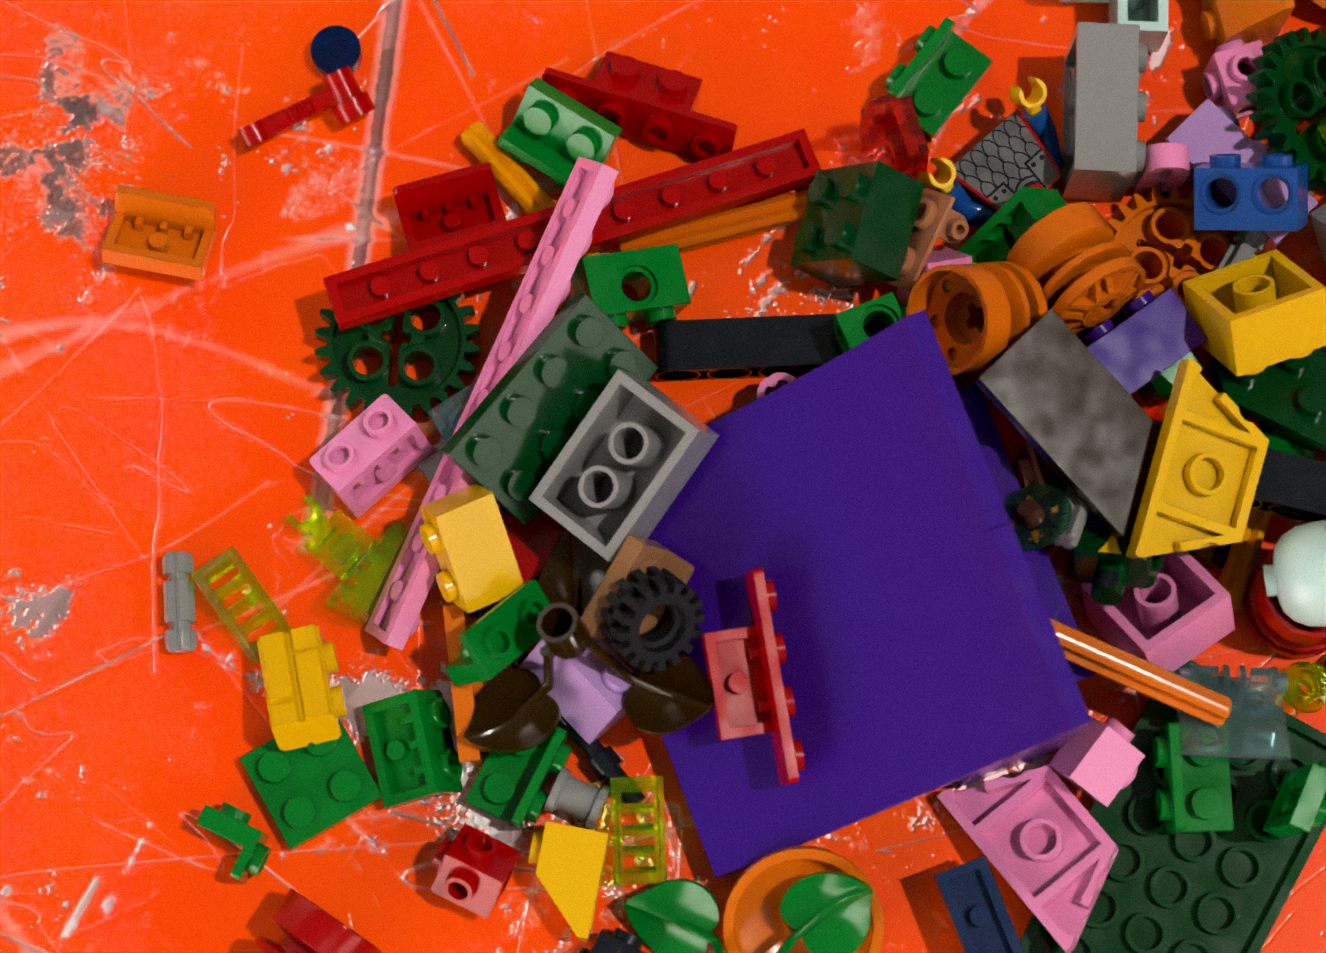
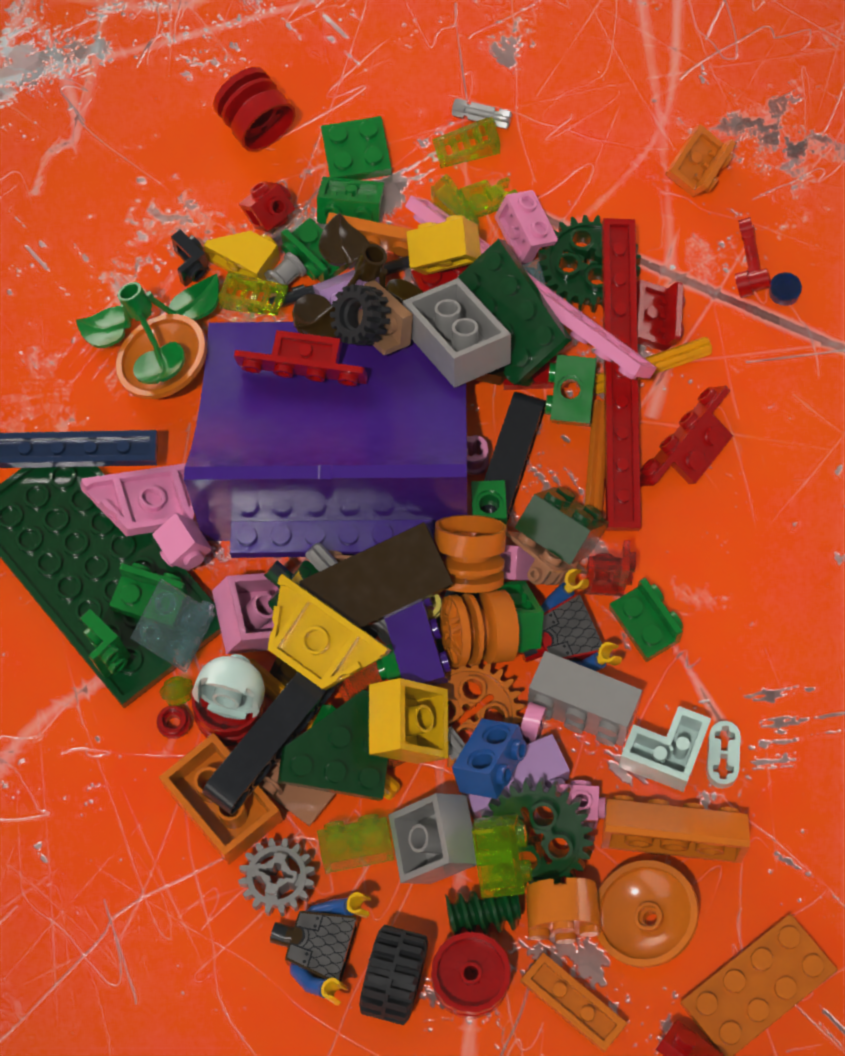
camera: 115 degrees right, 10 degrees down
(233, 825) = (339, 103): green bracket -> none
(300, 687) = (405, 149): yellow brick -> none
(499, 636) = (385, 233): green bracket -> none
(555, 130) = (682, 385): green bracket -> none
(1038, 515) = (332, 538): piece -> none
(1143, 676) = (220, 567): orange axle -> none

